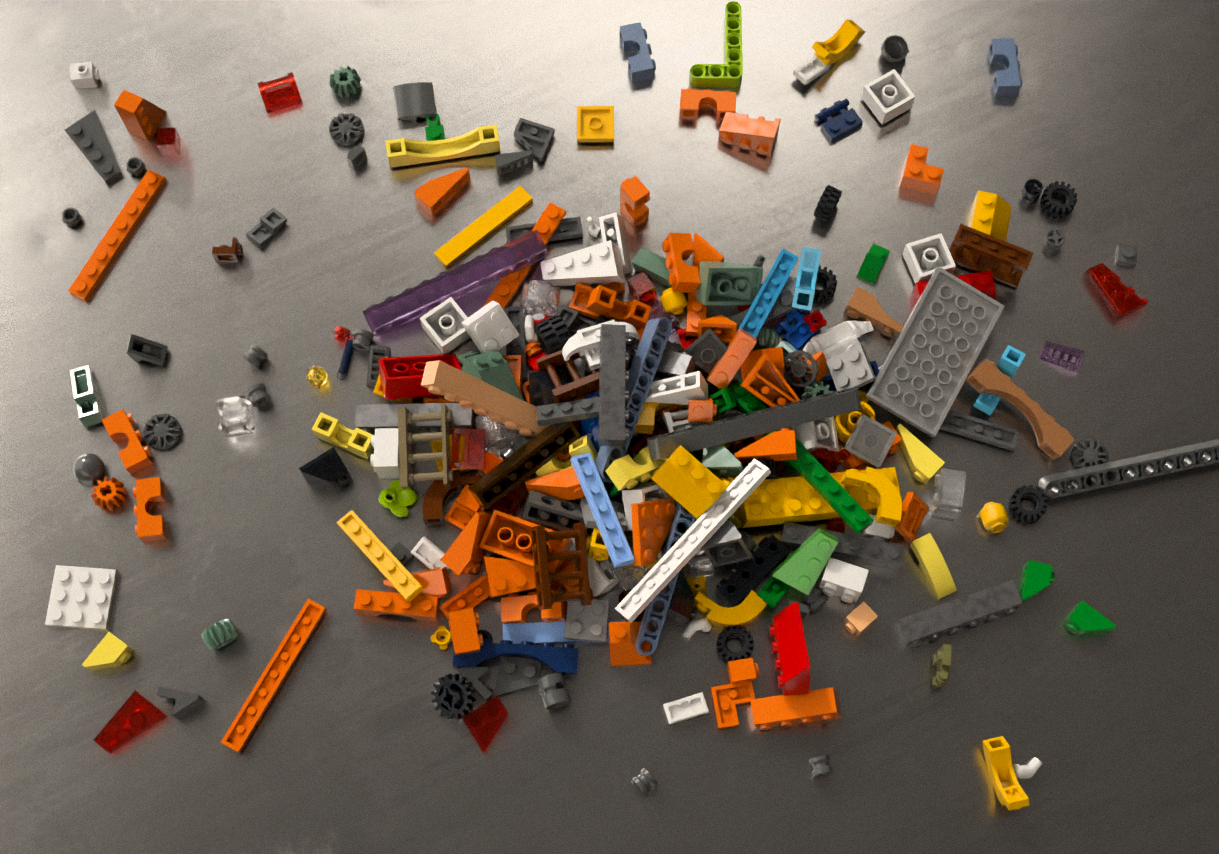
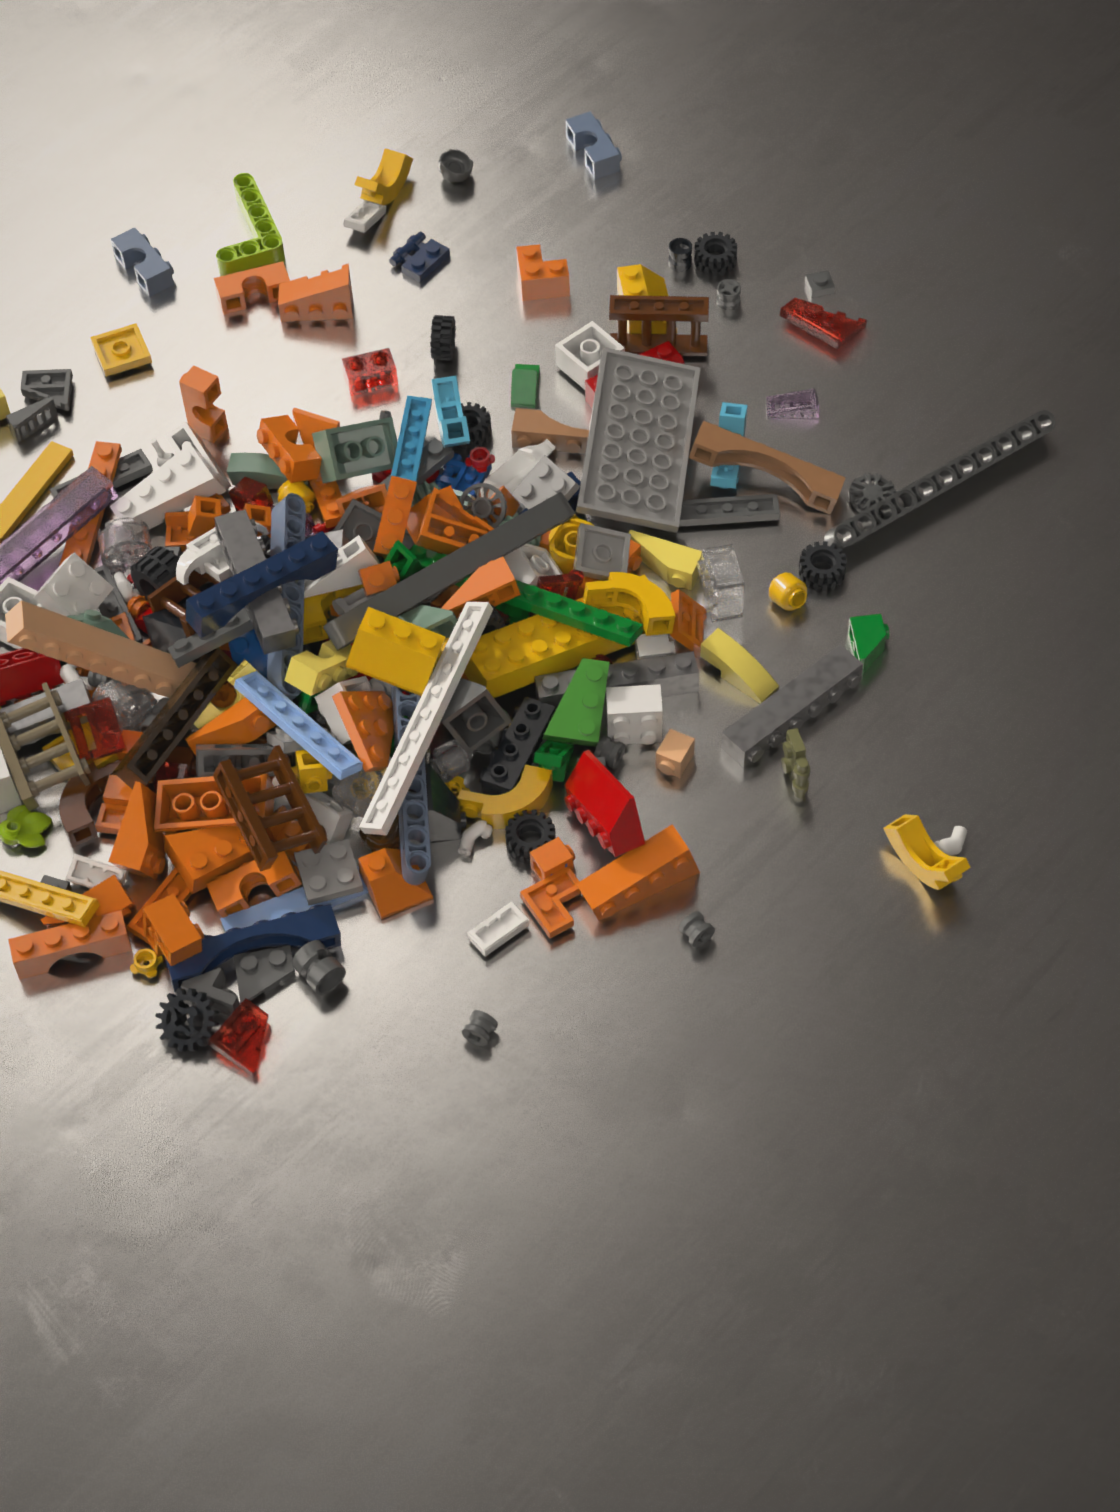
camera: 20 degrees left, 15 degrees down
(586, 398) = (221, 602): none -> dark blue arch
(764, 215) = (369, 371): none -> clear red brick
(888, 96) = (468, 212): white brick -> none
(1087, 621) = (951, 660): green slope -> none

